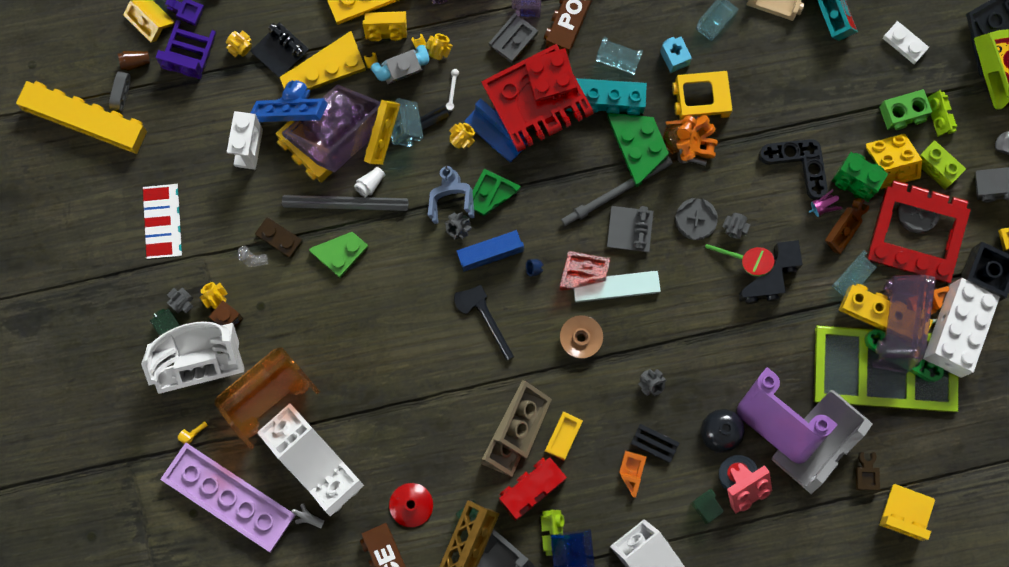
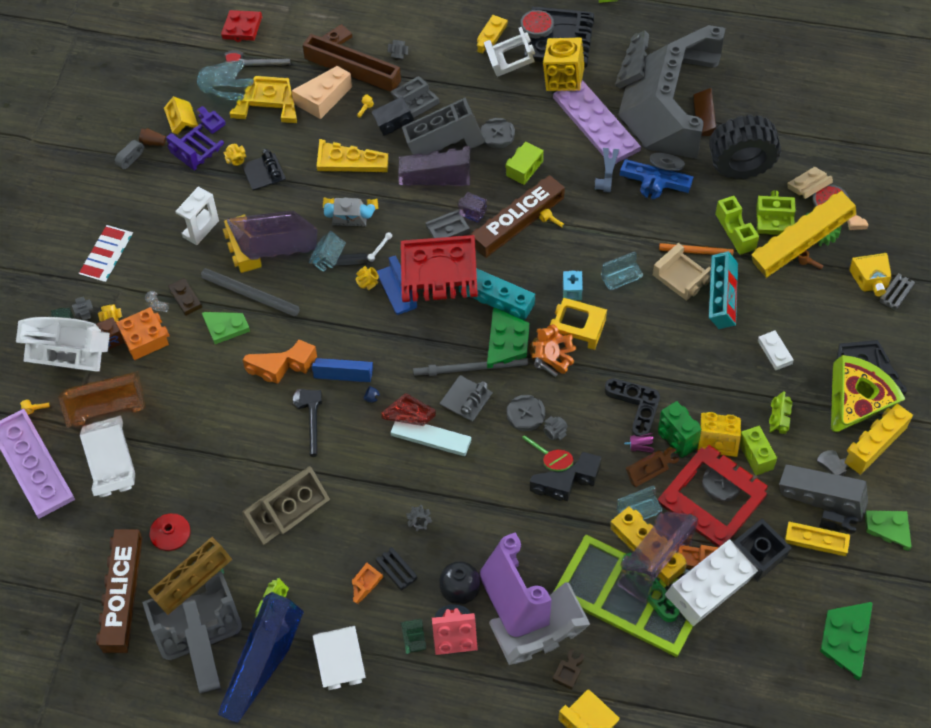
camera: 30 degrees right, 20 degrees down
(82, 117) = (92, 161): yellow brick -> none
(262, 301) = (143, 333): none -> orange brick
(291, 106) = (248, 206): blue plate -> none
(307, 517) = (82, 504): light grey bar -> none
(328, 65) = (293, 195): yellow wing -> none
(368, 183) = (276, 284): white cone -> none
(381, 132) = (304, 249): yellow plate -> none
(385, 25) = (351, 182): yellow bracket -> none
(418, 280) = (274, 365): none -> orange arch
(438, 46) = (384, 210): yellow gear -> none
(450, 185) = (339, 309): sand blue piece -> none
(458, 225) = (327, 339): dark grey gear -> none
(491, 192) = (366, 327): green wing -> none
(531, 488) = (270, 556): red wedge -> none
(551, 75) = (456, 253): red plate -> none
(563, 436) = (323, 531): yellow tile -> none
(581, 326) = (377, 453): medium nougat dish -> none
(618, 56) = (525, 271): clear light blue hinge -> none
(903, 106) = (749, 394): bright green brick -> none

